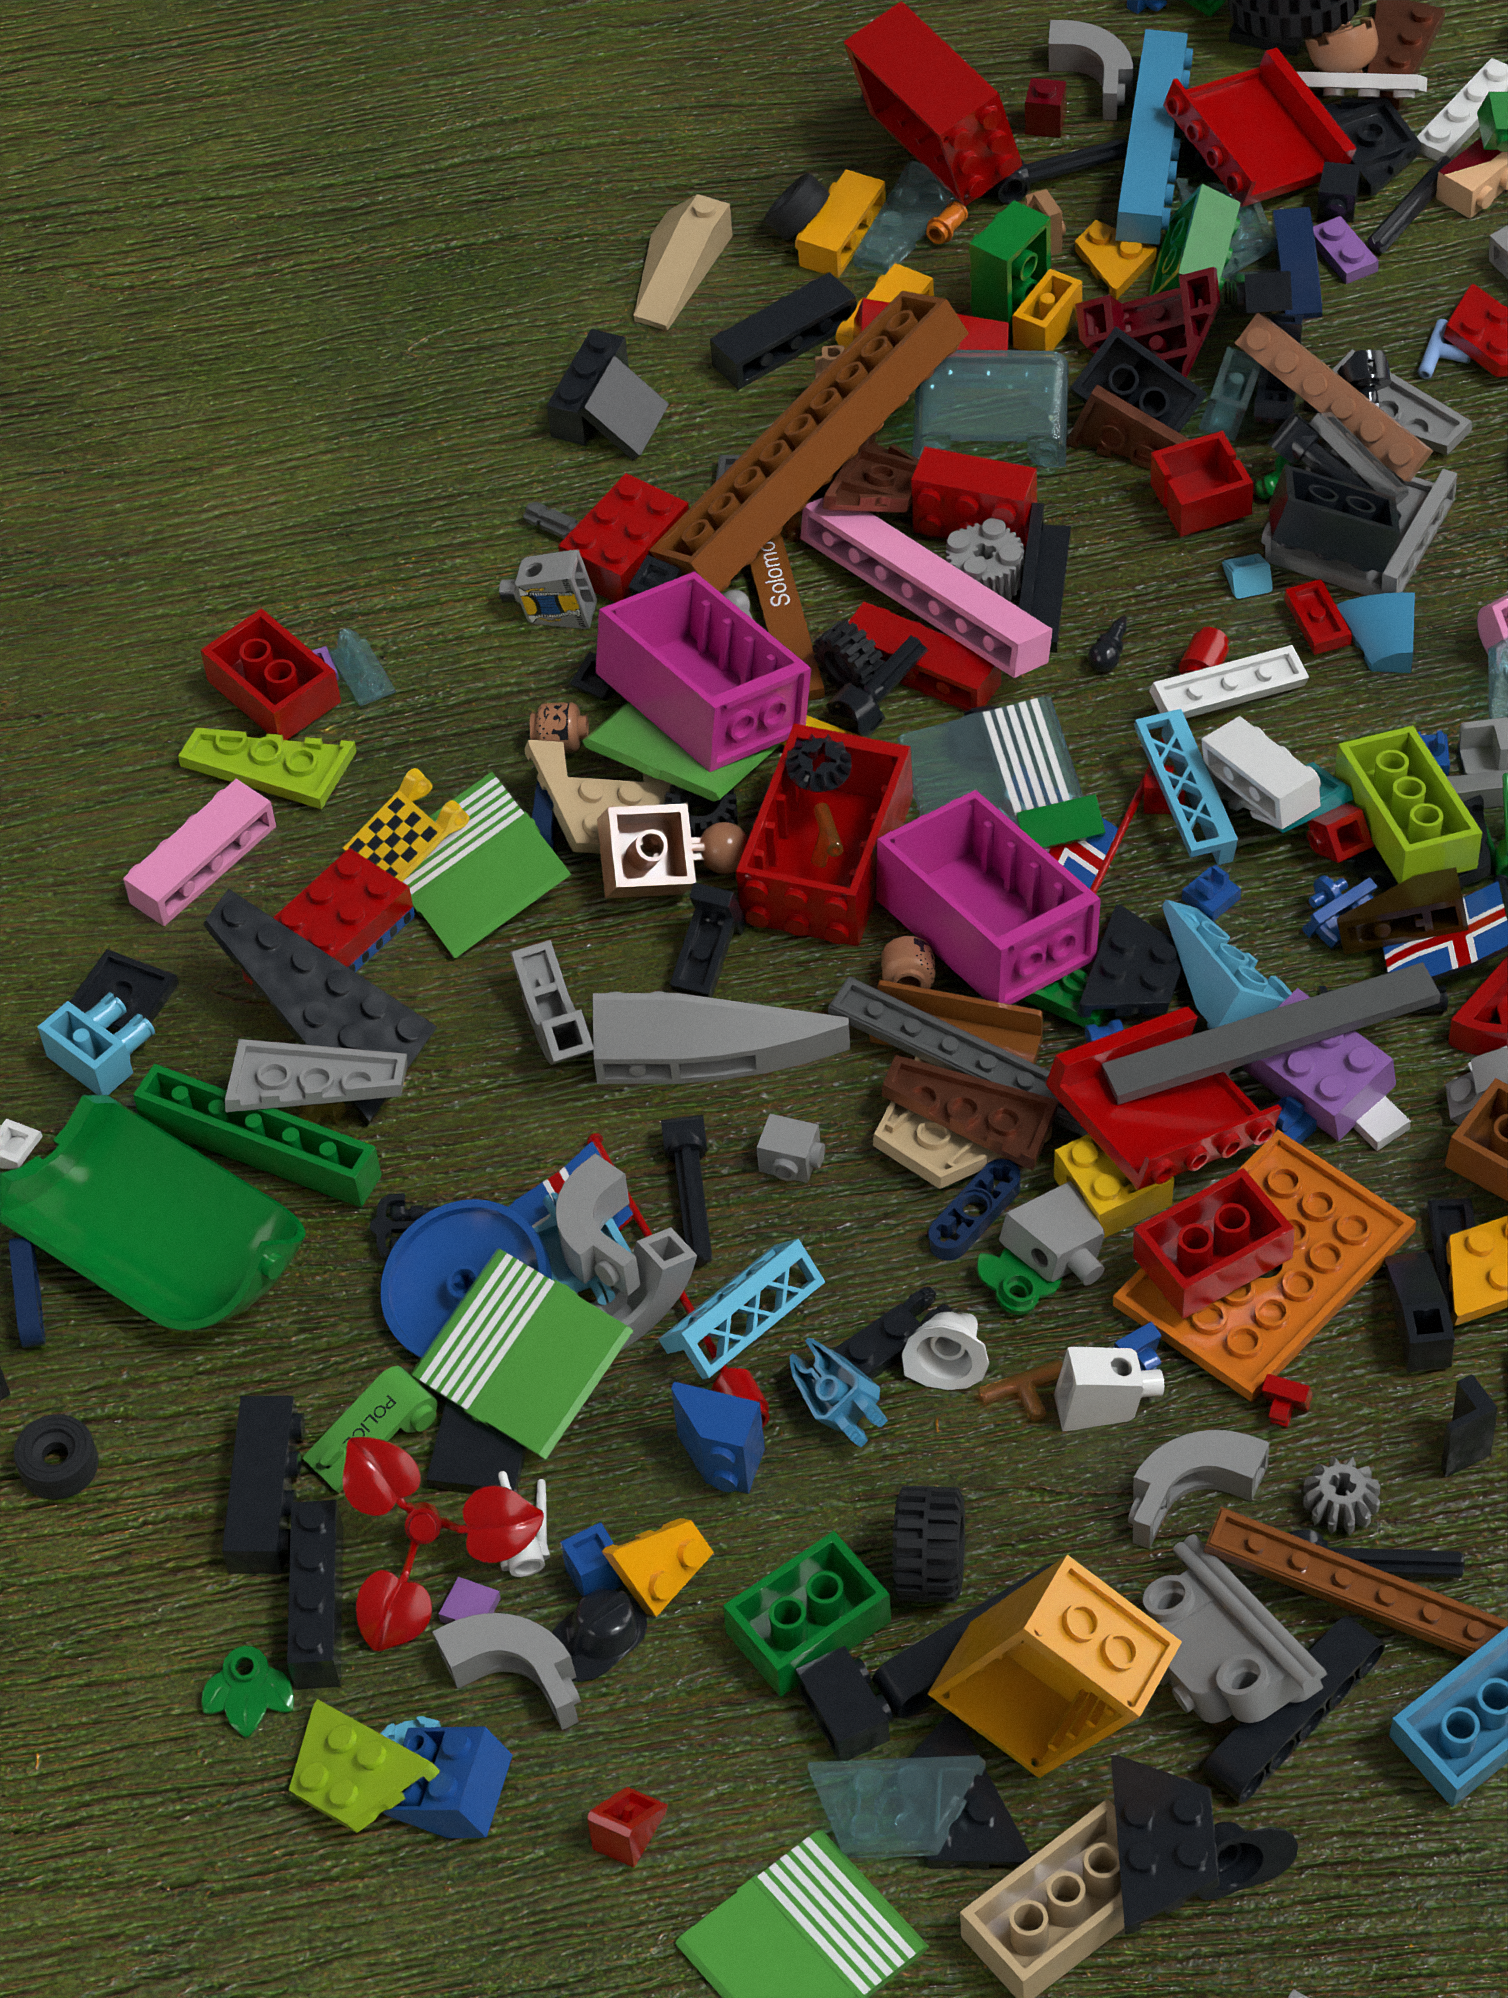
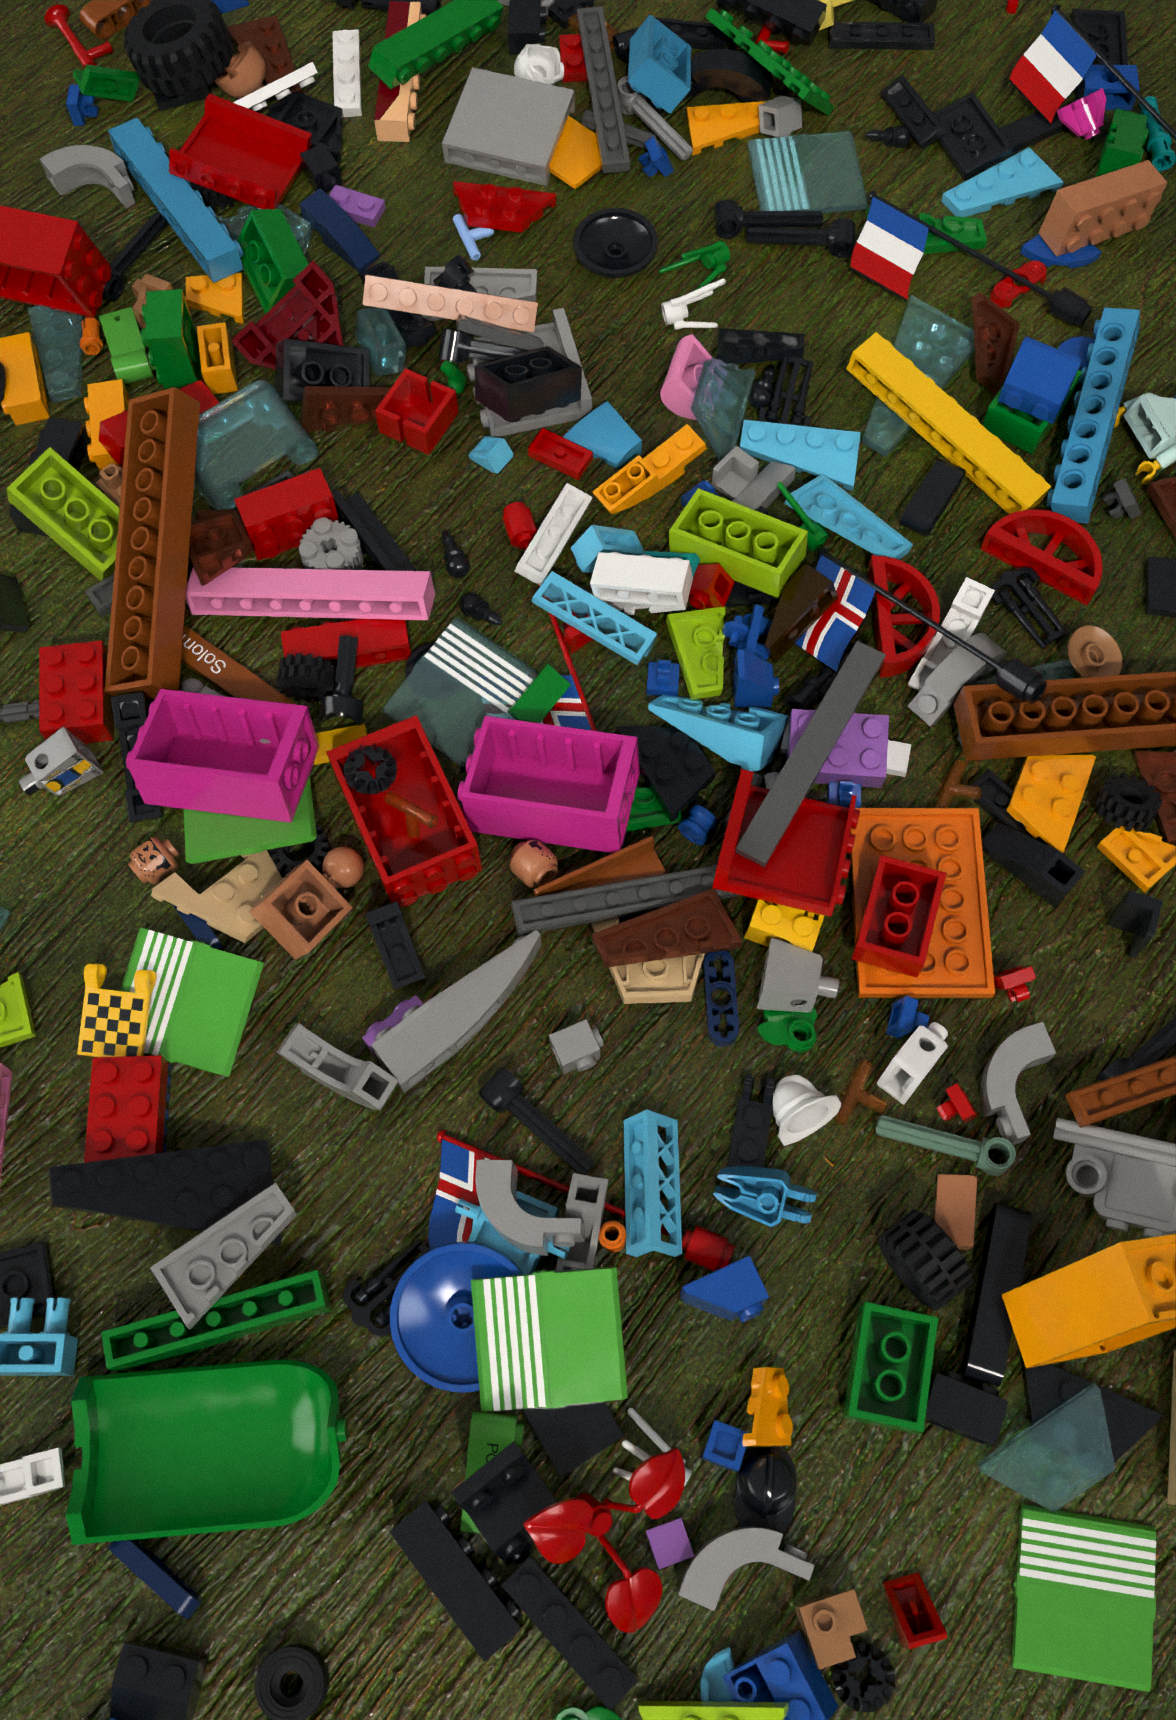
camera: 45 degrees left, 15 degrees up
(348, 1408) = (502, 1499): none -> black bracket
(526, 1858) = (875, 1694): none -> black gear
(540, 1761) = (828, 1625): none -> medium nougat brick
(660, 1318) = (608, 1229): none -> orange pin
(762, 360) = (69, 511): none -> lime brick
(953, 268) = (126, 346): none -> bright green door
(1014, 1550) = (956, 1207): none -> nougat slope
(1045, 107) = (88, 216): dark red brick -> none
(1085, 708) = (473, 606): none -> black bar
(1087, 1512) = (949, 1143): none -> sand green axle
(1111, 1460) = (957, 1105): none -> red tile
(1258, 291) = (351, 258): black brick -> none
(1276, 889) = (699, 649): none -> lime wing
(1280, 726) = (604, 540): none -> medium azure arch
(1294, 946) = (753, 681): none -> blue slope
(1341, 1495) = (1102, 1032): light grey gear -> none
(1381, 693) = (651, 474): none -> light orange slope
(1407, 209) = (370, 152): black axle -> none
(1418, 1190) = (953, 788): none -> clear orange piece

